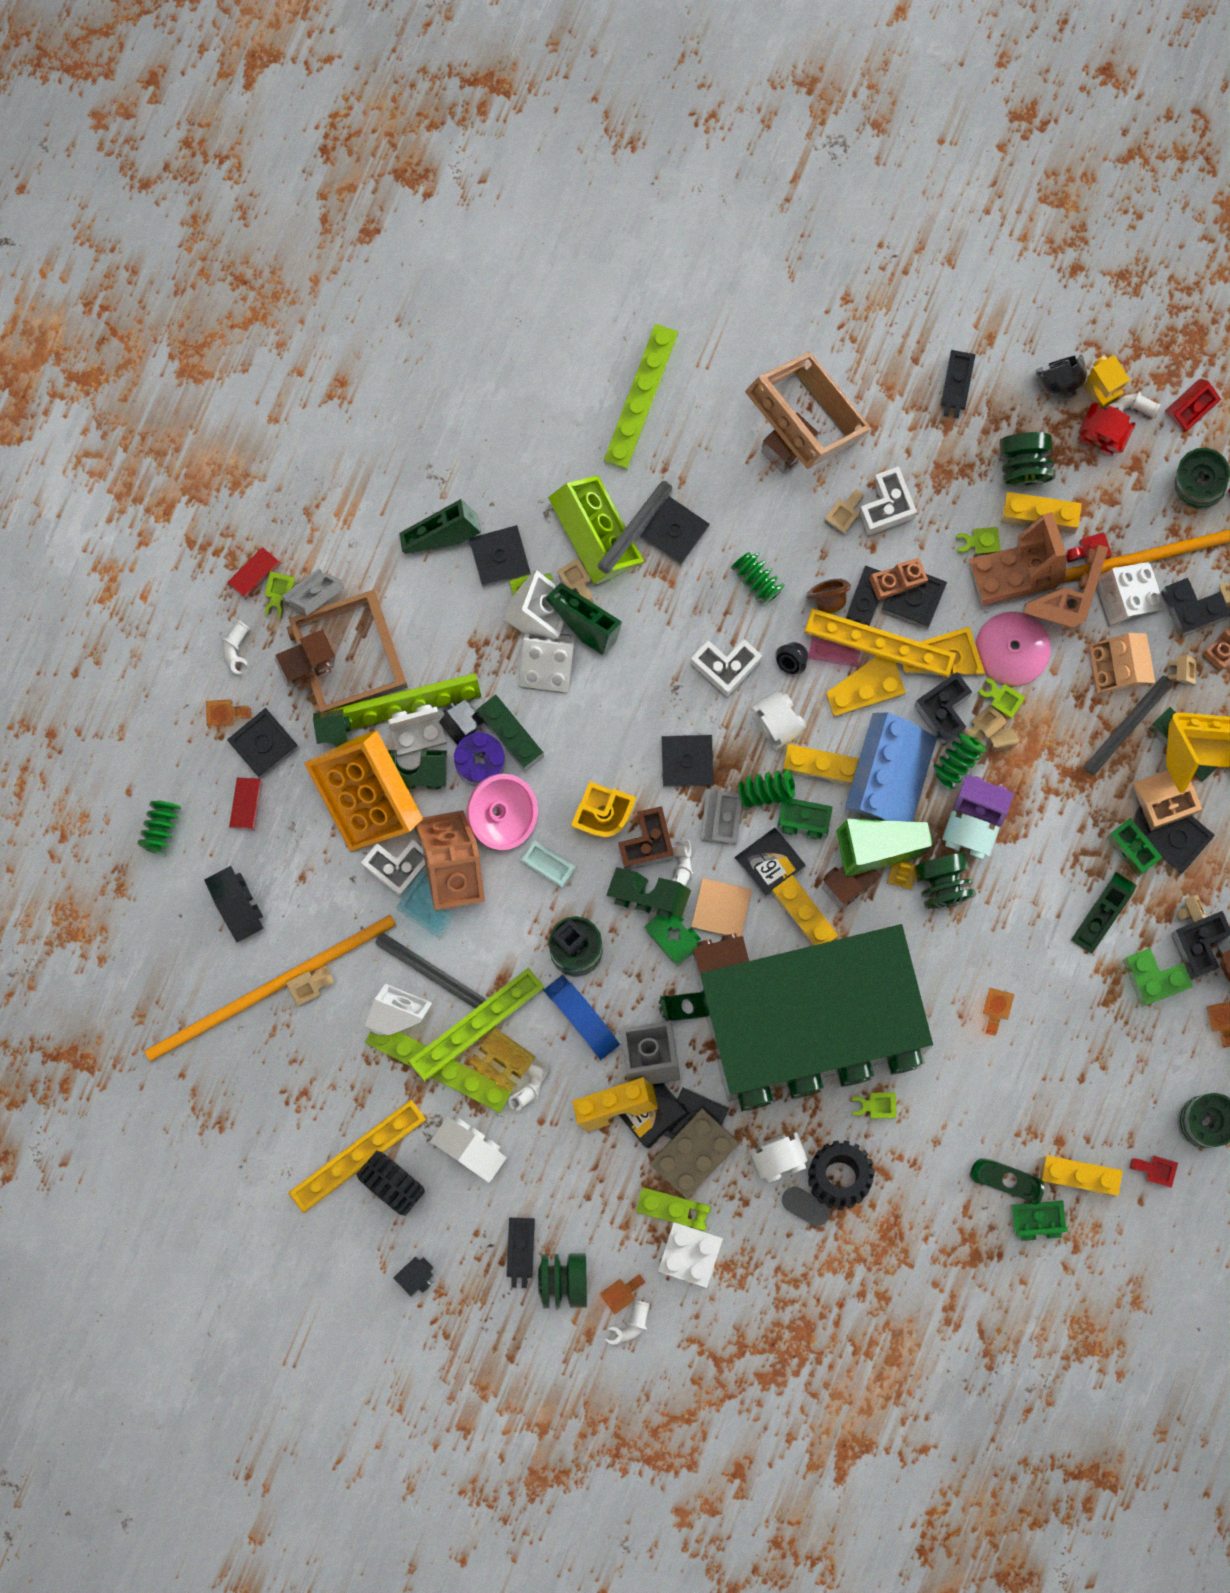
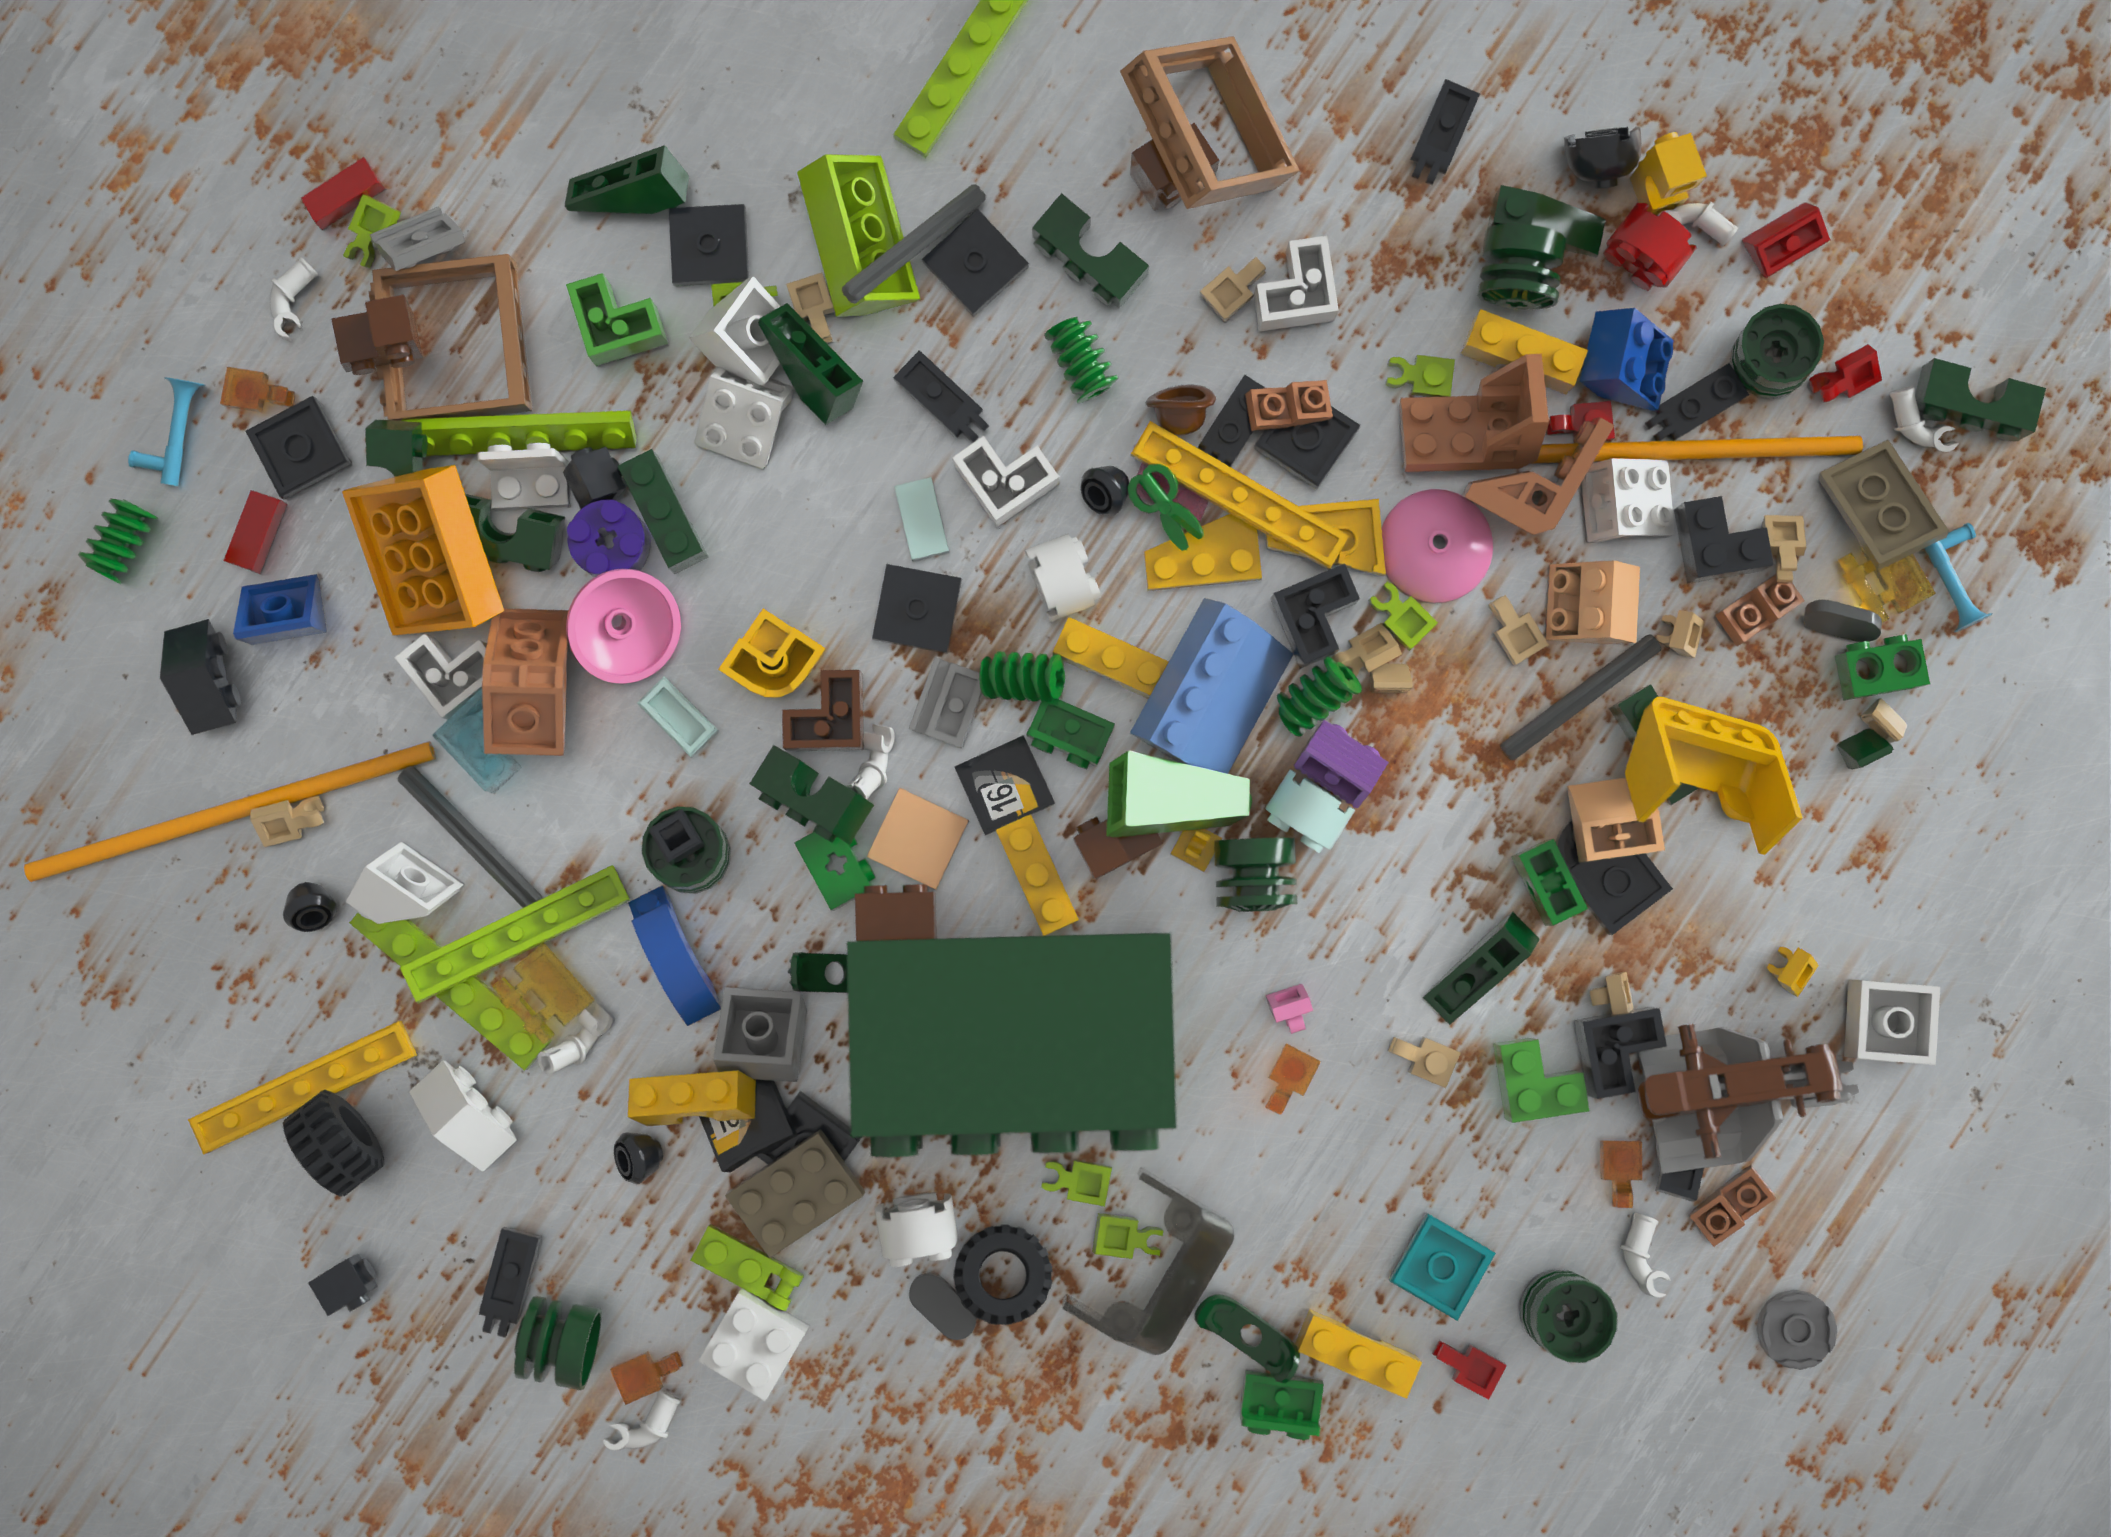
camera: 15 degrees right, 5 degrees up
(181, 771) = (172, 460): none -> medium azure piece
(275, 850) = (280, 610): none -> blue slope
(337, 1037) = (309, 907): none -> black cone
(449, 624) = (613, 331): none -> bright green brick
(586, 1152) = (637, 1156): none -> black cone
(672, 621) = (940, 396): none -> black hinge
(677, 702) = (921, 519): none -> light aqua tile
(764, 521) = (1111, 276): none -> dark green arch
(838, 663) = (1171, 513): none -> green piece
(910, 1135) = (1119, 1236): none -> lime plate
(948, 1184) = (1205, 1243): none -> clear smoke windscreen
(986, 963) = (1289, 1006): none -> bright pink tile
(1023, 421) = (1519, 206): none -> dark green slope
(1079, 693) = (1519, 635): none -> tan plate
(1084, 979) = (1429, 1060): none -> tan plate
(1108, 503) = (1627, 358): none -> blue slope
(1122, 1109) = (1442, 1266): none -> teal plate
(1160, 521) = (1698, 403): none -> black hinge

